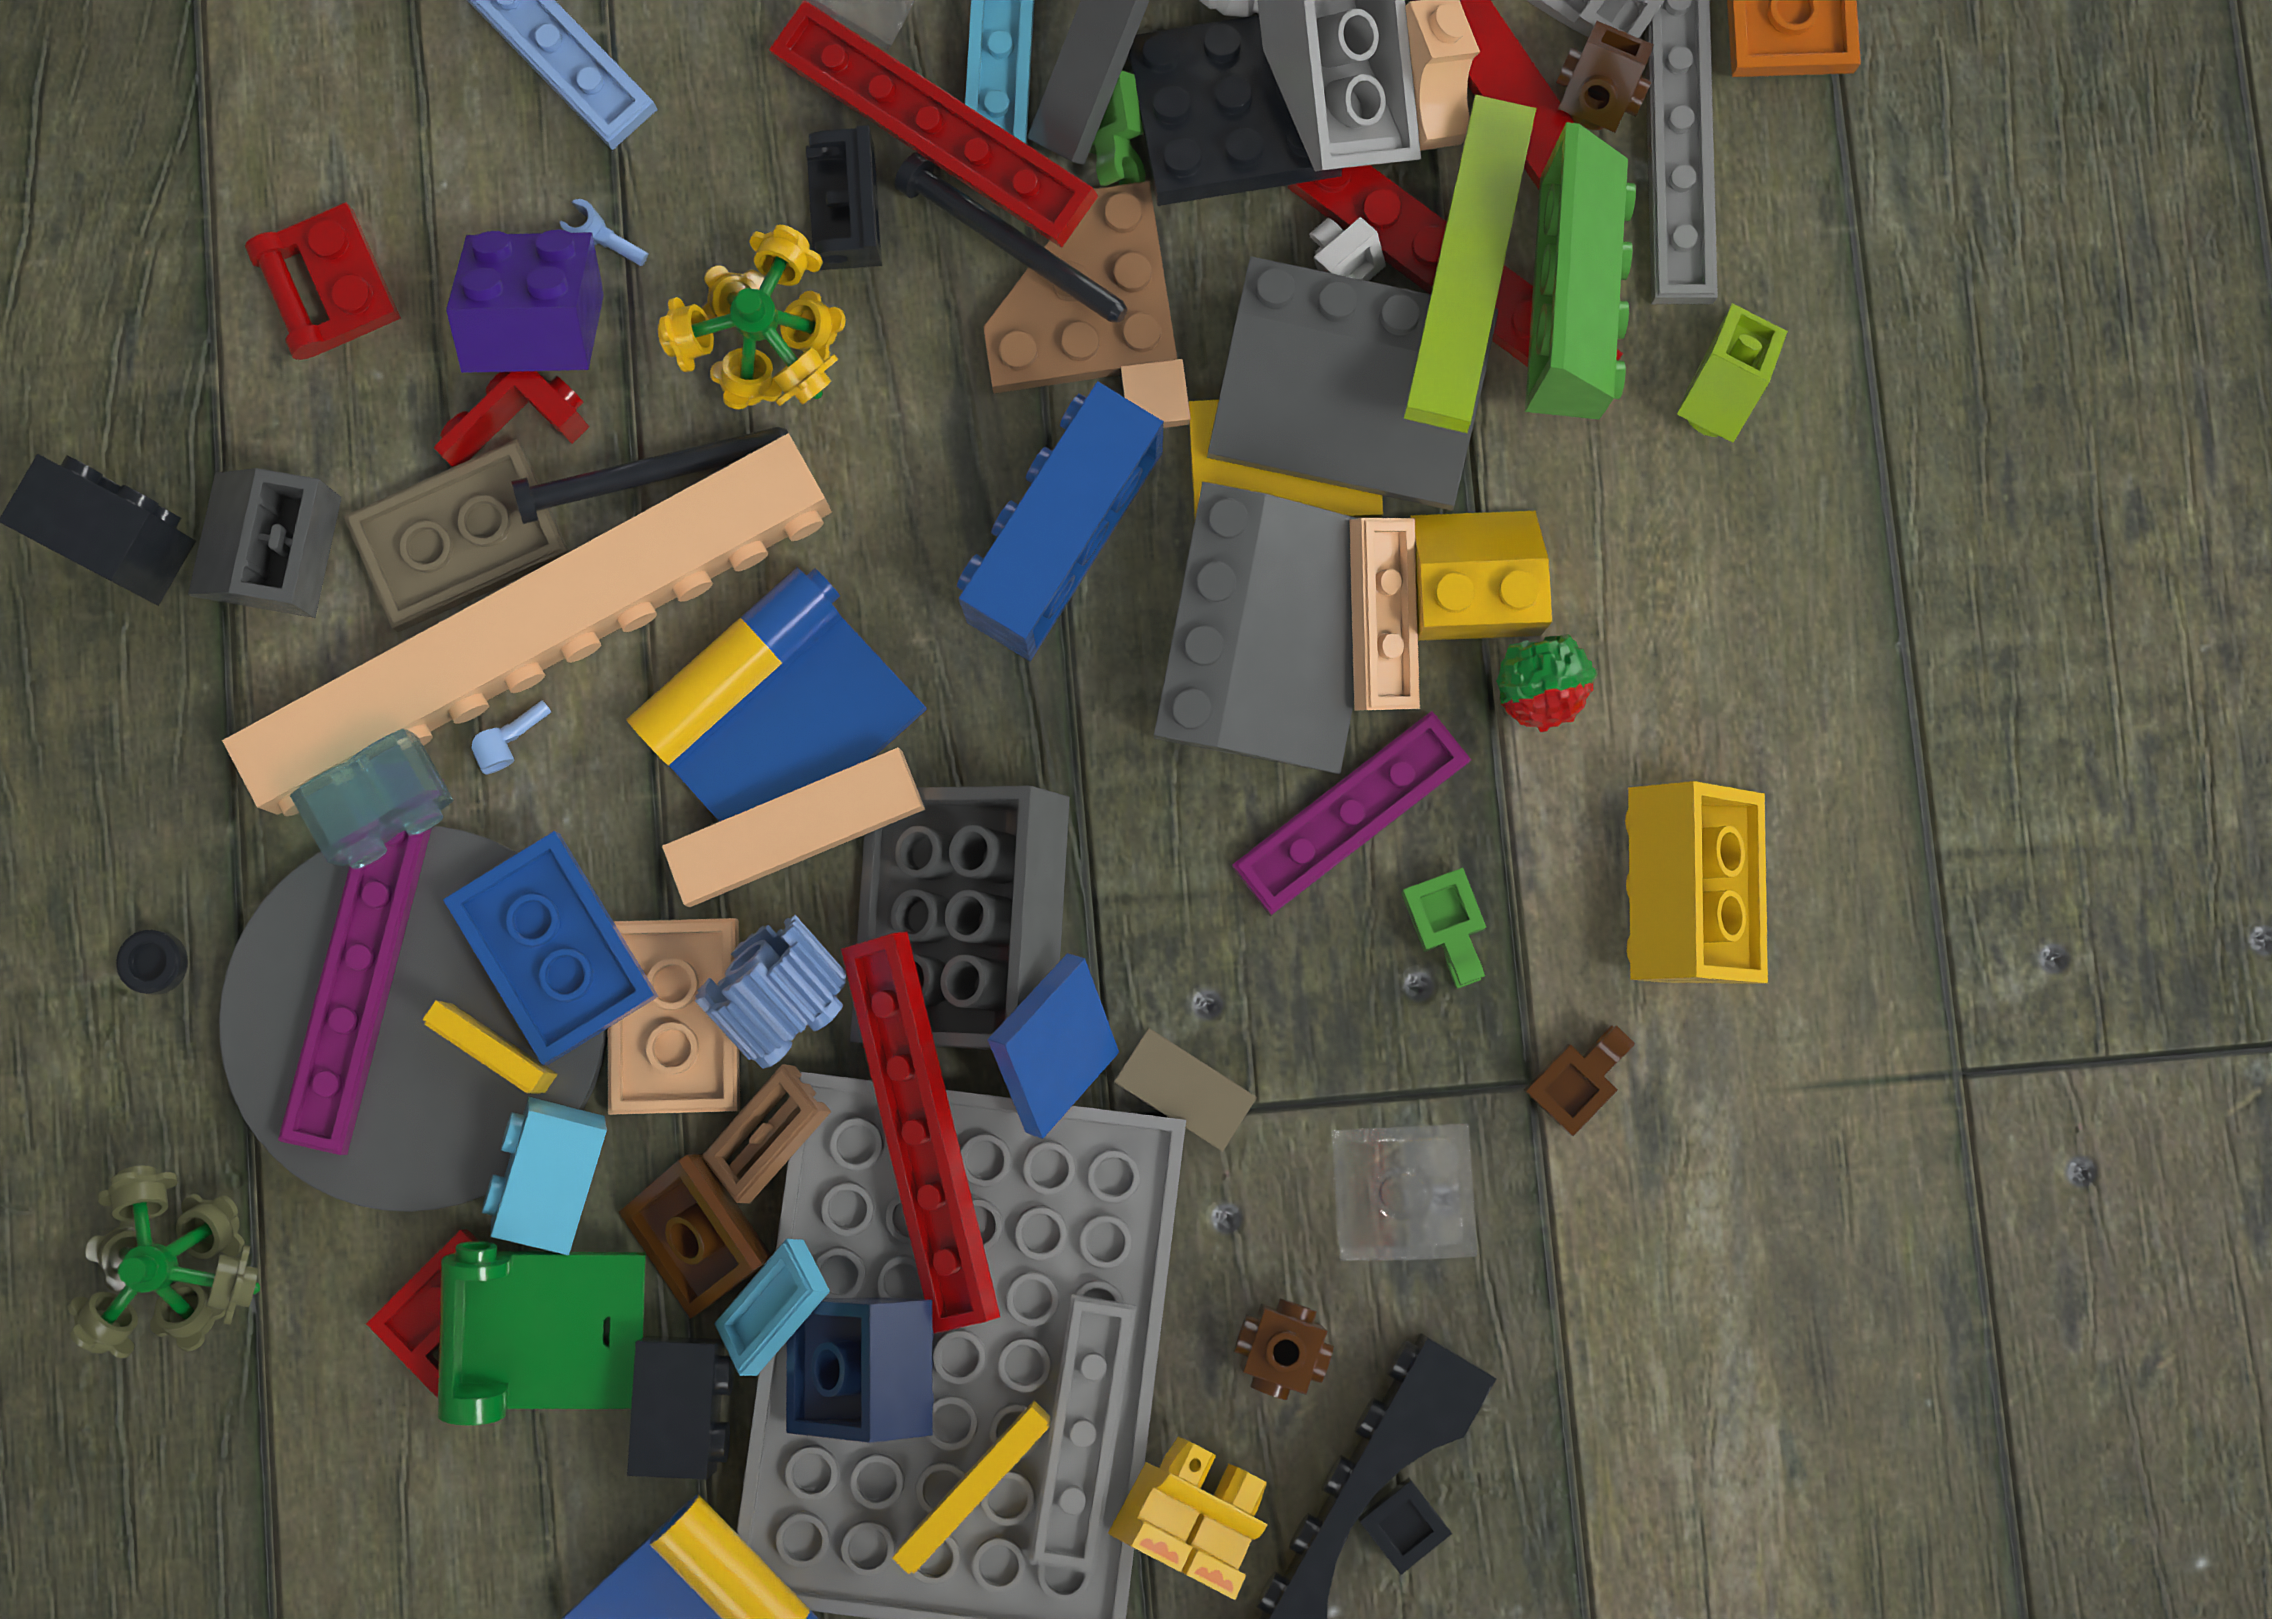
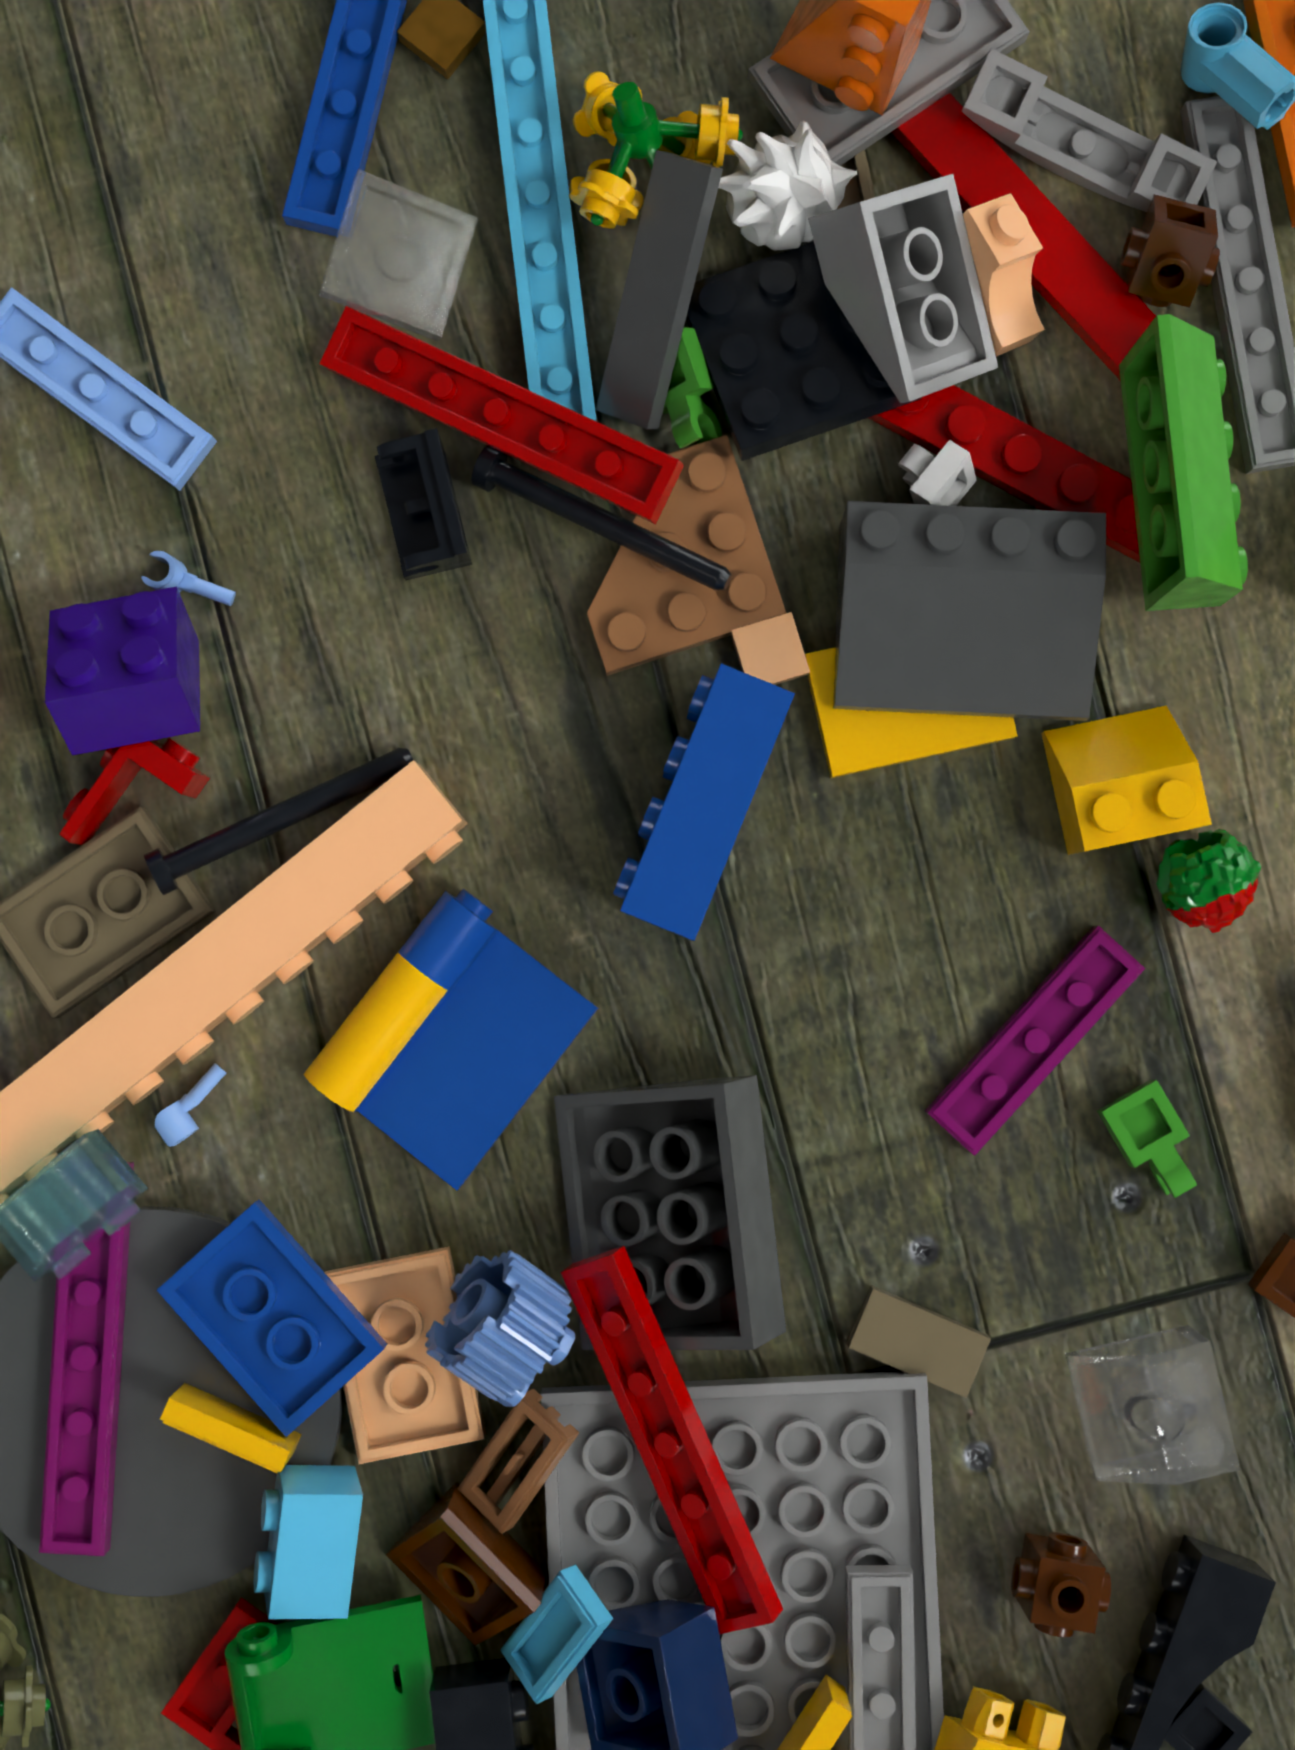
camera: 15 degrees left, 5 degrees up
(747, 304) = (349, 640): yellow plant -> none
(793, 827) = (490, 1154): light nougat tile -> none
(1054, 1045) = (789, 1334): blue tile -> none
(1263, 633) = (925, 876): dark grey slope -> none
(1384, 613) = (1038, 839): light nougat tile -> none
(1470, 265) = (1073, 475): lime tile -> none

